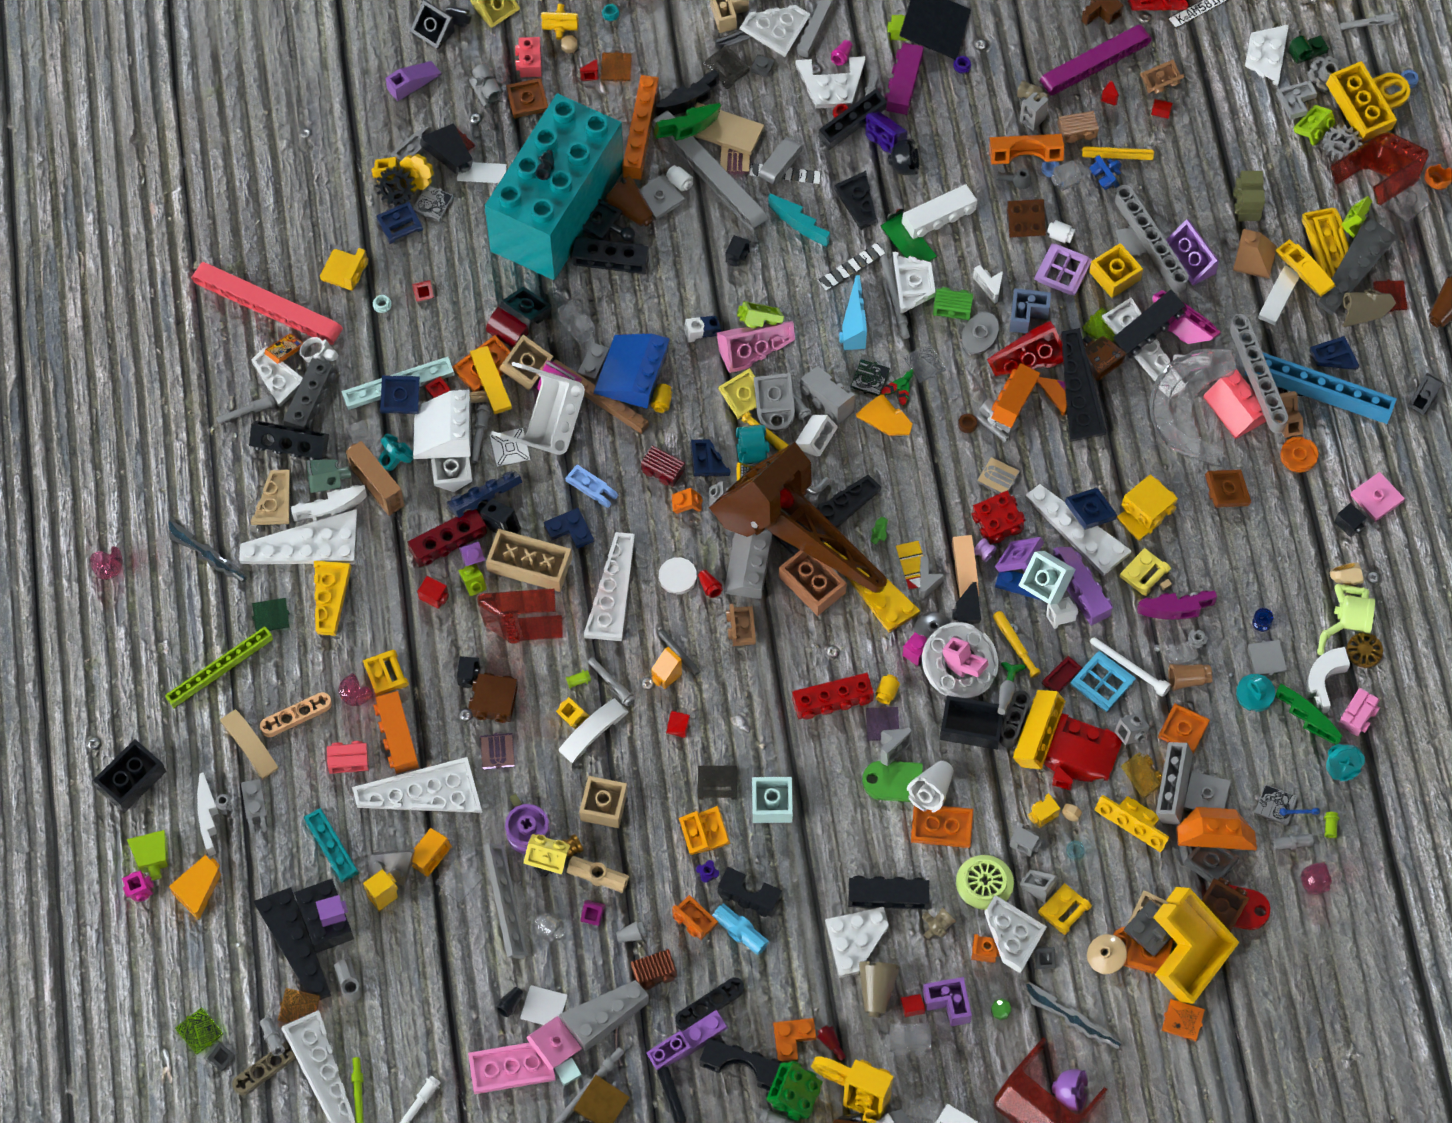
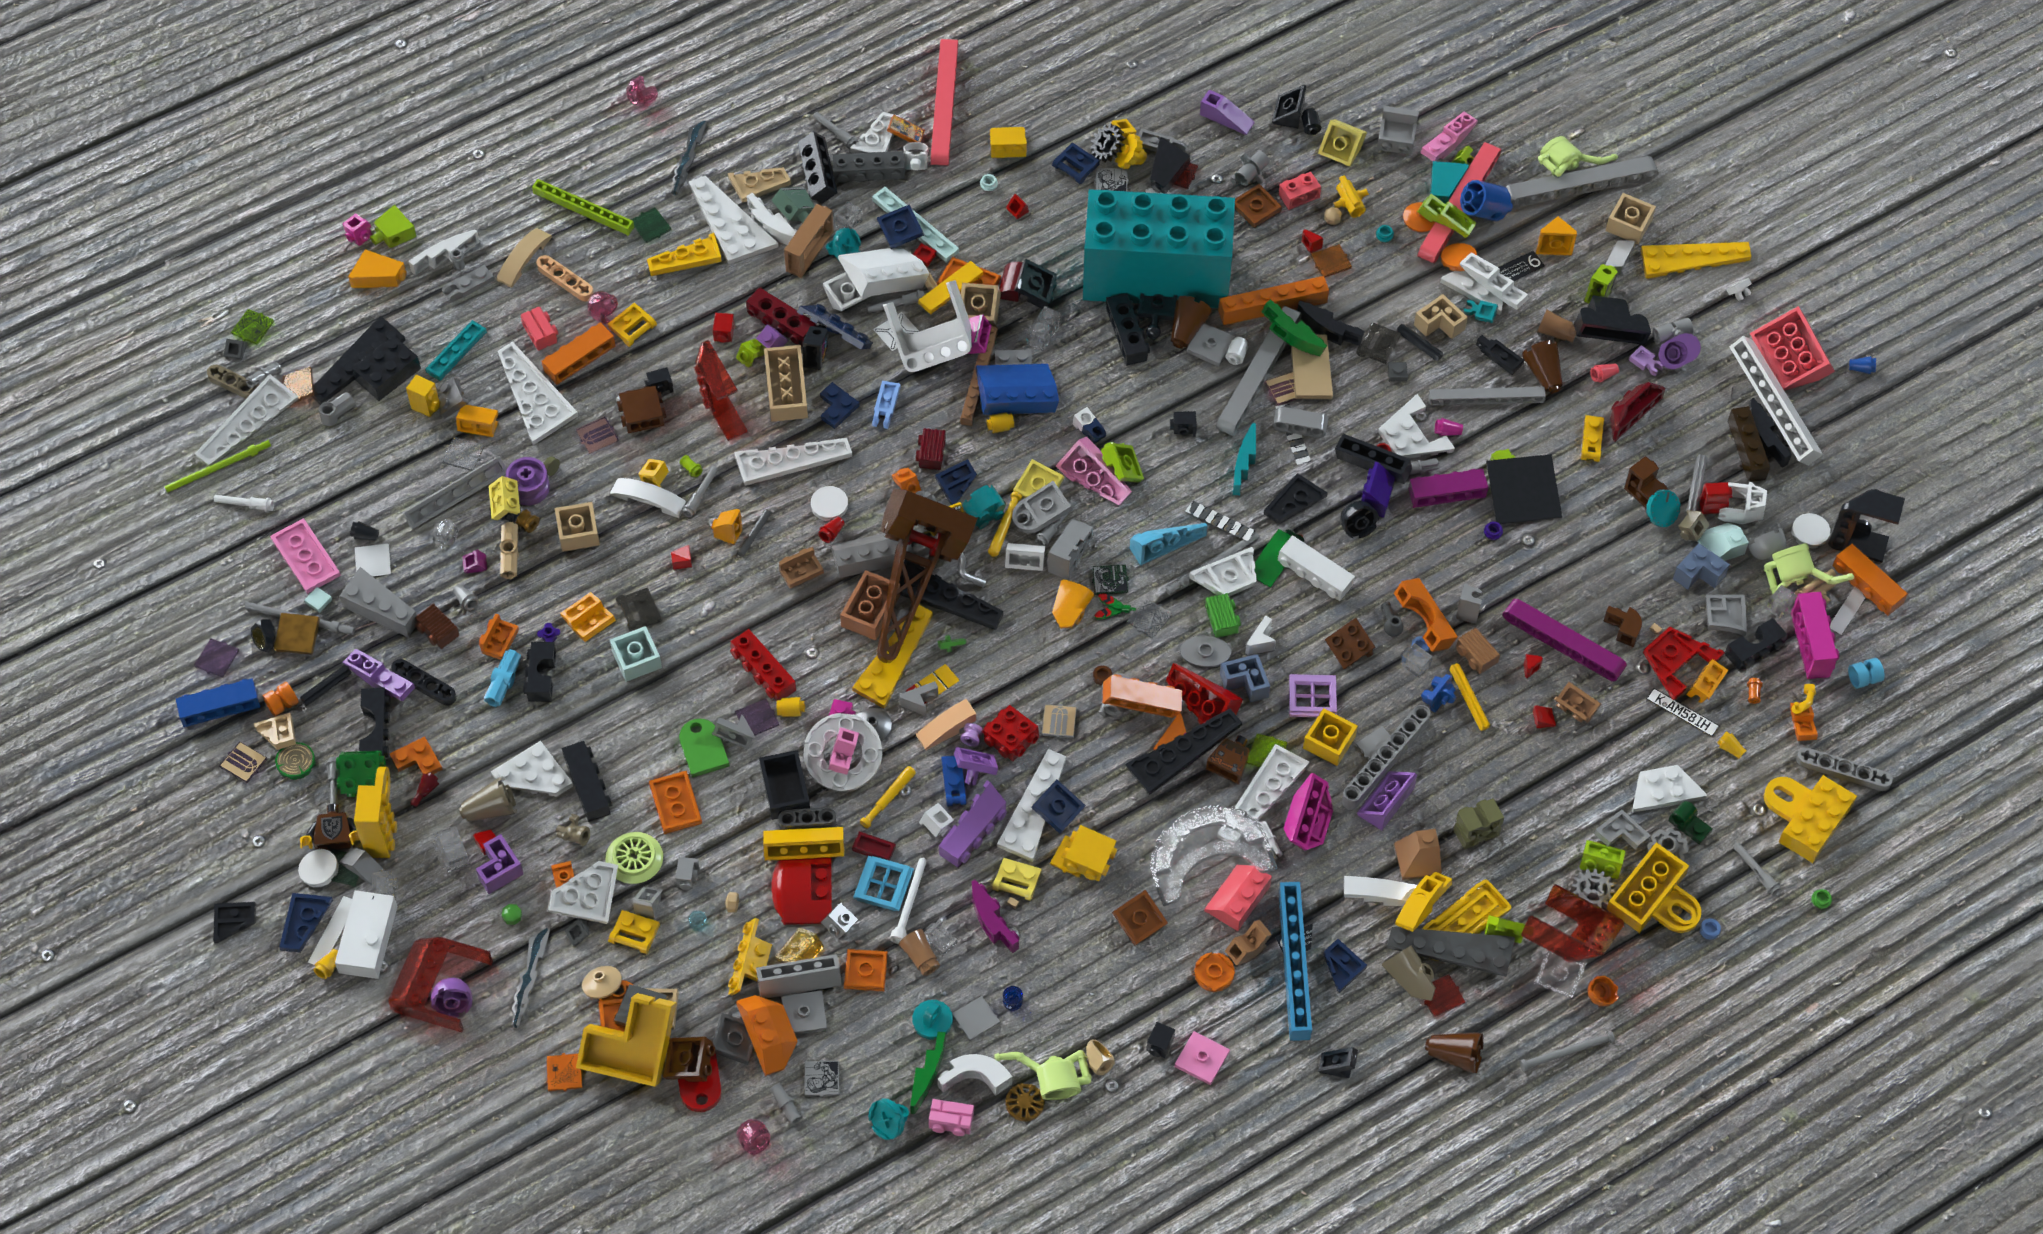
camera: 65 degrees right, 5 degrees down
(129, 775) = (453, 184): black brick -> none
(331, 910) = (381, 362): medium lavender brick -> none
(547, 164) = (1155, 214): black piece -> none
(554, 1043) = (334, 574): bright pink plate -> none
(776, 27) = (1442, 364): white plate -> none
(931, 787) = (706, 774): white cone -> none
(967, 607) = (904, 740): black slope -> none
(1008, 688) = (831, 799): light grey piece -> none
(1026, 89) = (1493, 597): dark tan piece -> none
(1044, 811) = (723, 878): yellow brick -> none
(1047, 577) = (955, 786): light aqua brick -> none
(1061, 231) = (1351, 677): white brick -> none
(1062, 779) = (764, 879): red slope -> none
(1150, 323) = (1278, 780): black brick -> none
(1197, 643) = (965, 953): light grey plate -> none
(1262, 380) = (1265, 899): light grey beam -> none
(1283, 811) = (814, 1084): blue hinge -> none
(1331, 824) = (819, 1132): lime pin -> none

